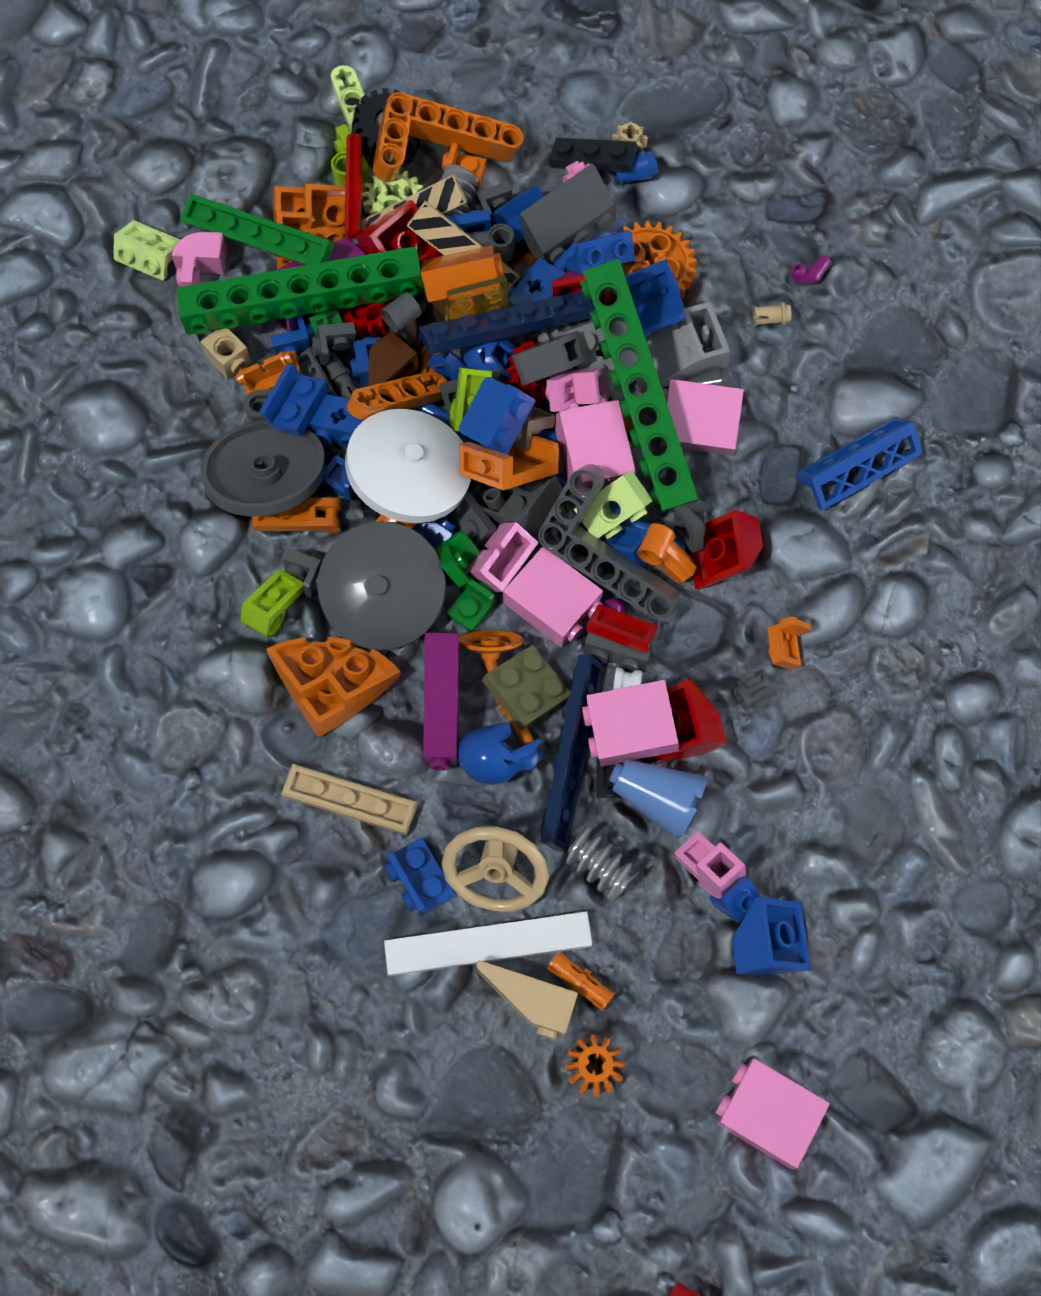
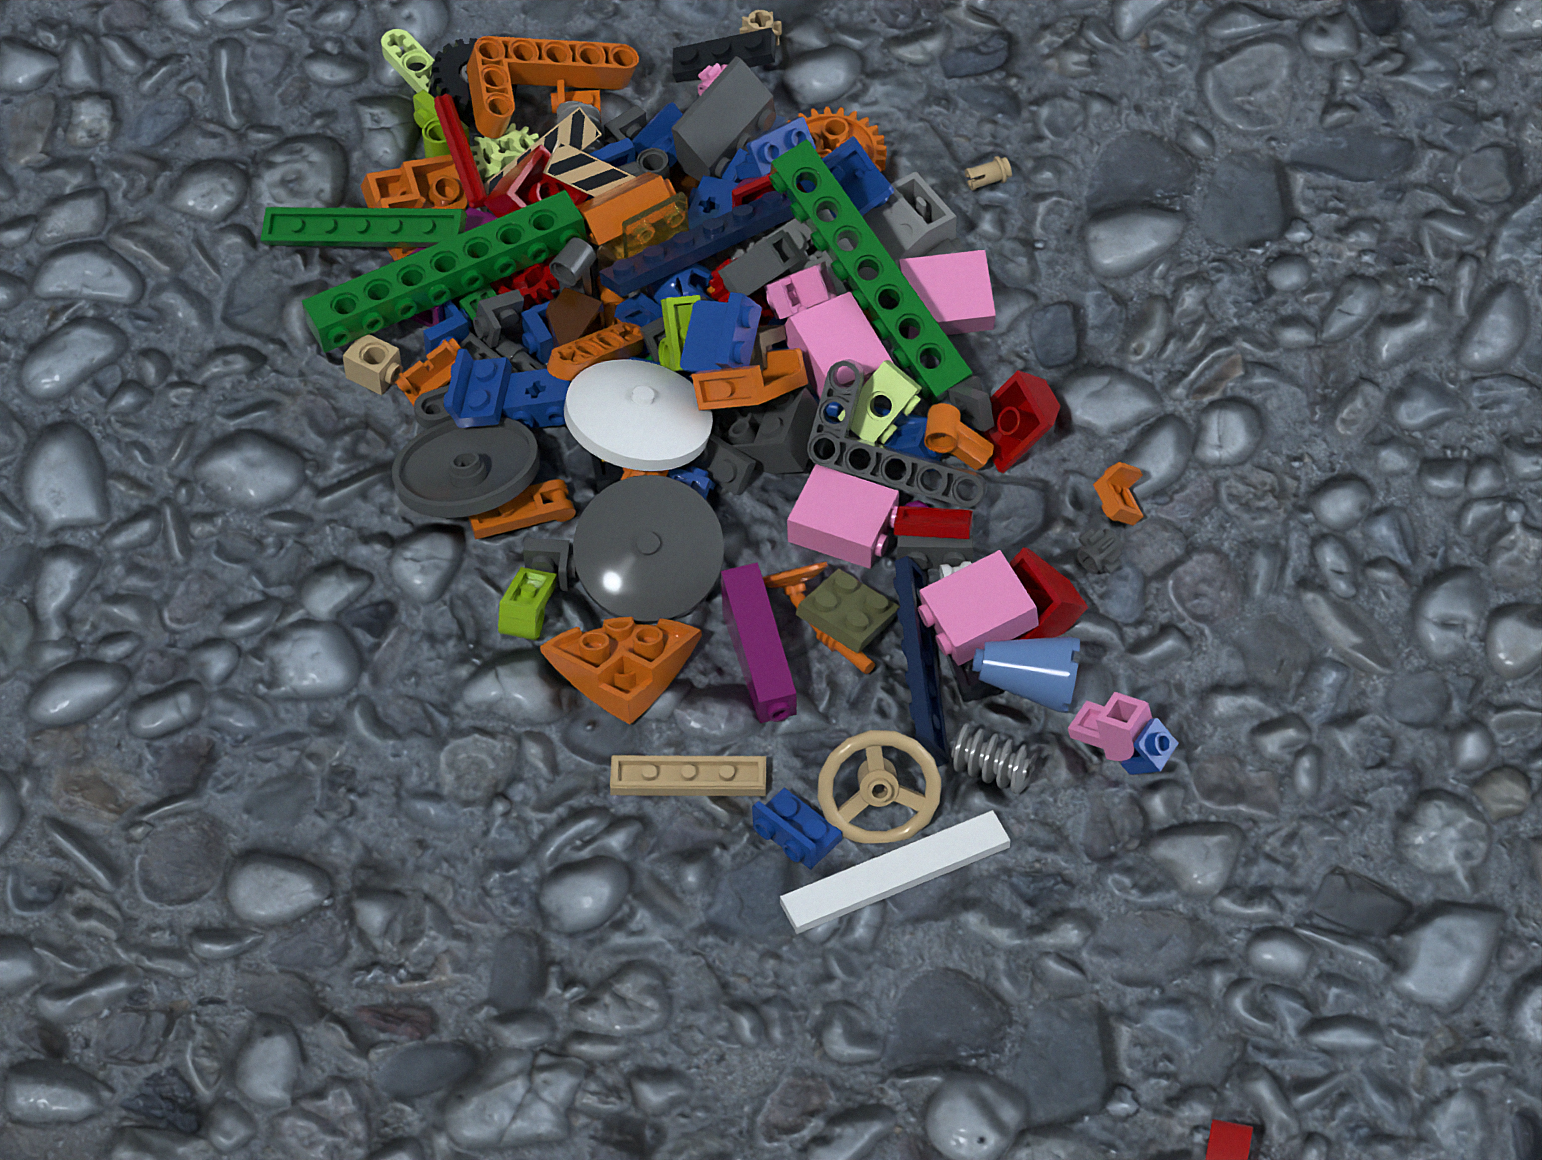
camera: 15 degrees left, 15 degrees down
(144, 249) = (233, 281): yellowish green bracket -> none
(199, 255) = (301, 270): bright pink brick -> none
(337, 480) = (561, 458): blue bracket -> none
(455, 555) = (723, 496): green bracket -> none
(472, 605) = (756, 544): green bracket -> none
(492, 761) = (827, 685): blue helmet -> none
(506, 554) = (772, 488): bright pink piece -> none
(536, 1001) = (965, 906): tan slope -> none
(580, 980) = (1010, 878): orange pin -> none
(583, 1062) = (1054, 949): orange gear -> none
(643, 168) = (787, 56): blue cone -> none
(771, 939) = (1201, 782): blue slope -> none
(771, 1113) = (1257, 941): bright pink brick -> none
(803, 275) = (1009, 125): magenta arm -> none
(858, 451) = (1130, 289): blue fence -> none

